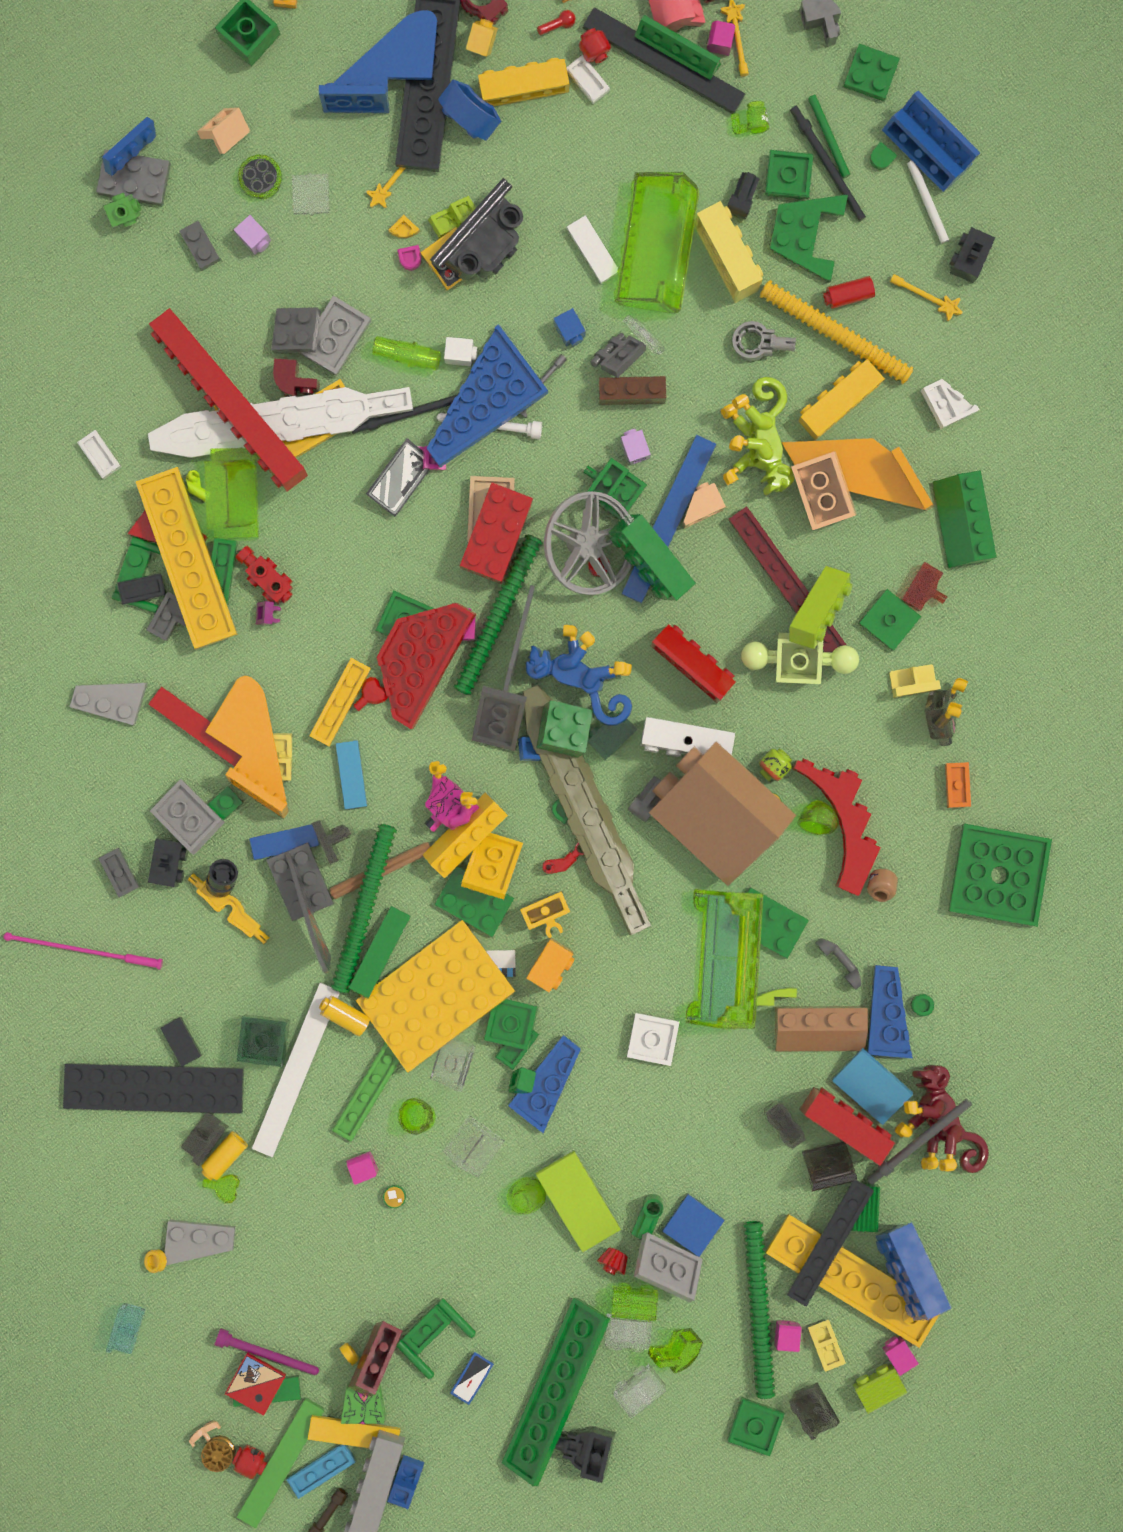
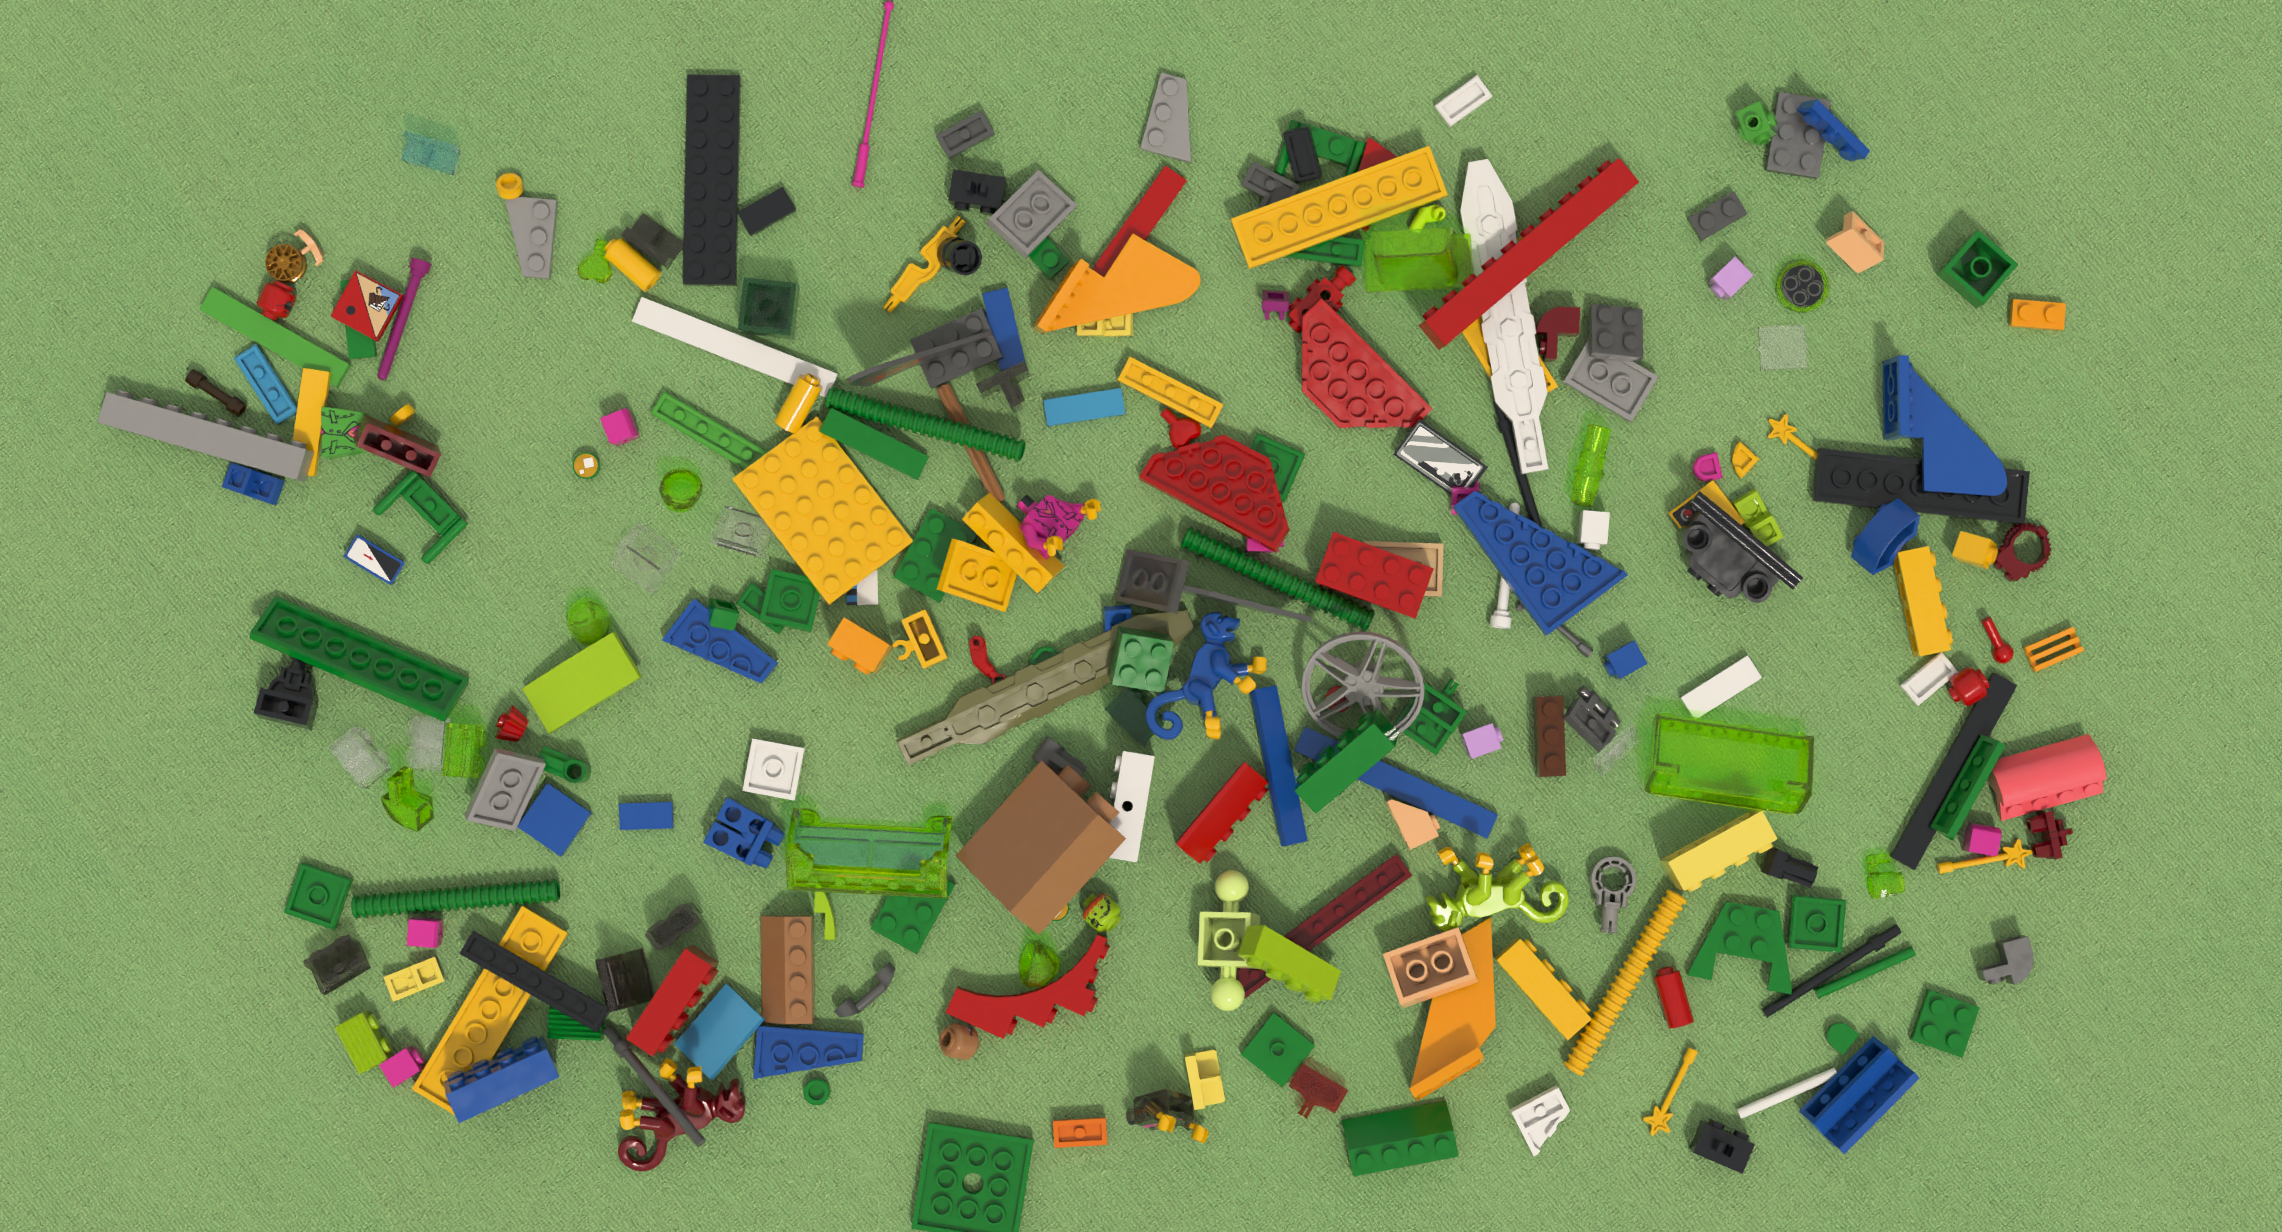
camera: 90 degrees right, 0 degrees up
(330, 550) = (1351, 378): none -> red plate
(654, 615) = (1278, 765): none -> blue tile
(690, 1146) = (646, 815): none -> blue tile
(707, 1057) = (752, 834): none -> blue hips

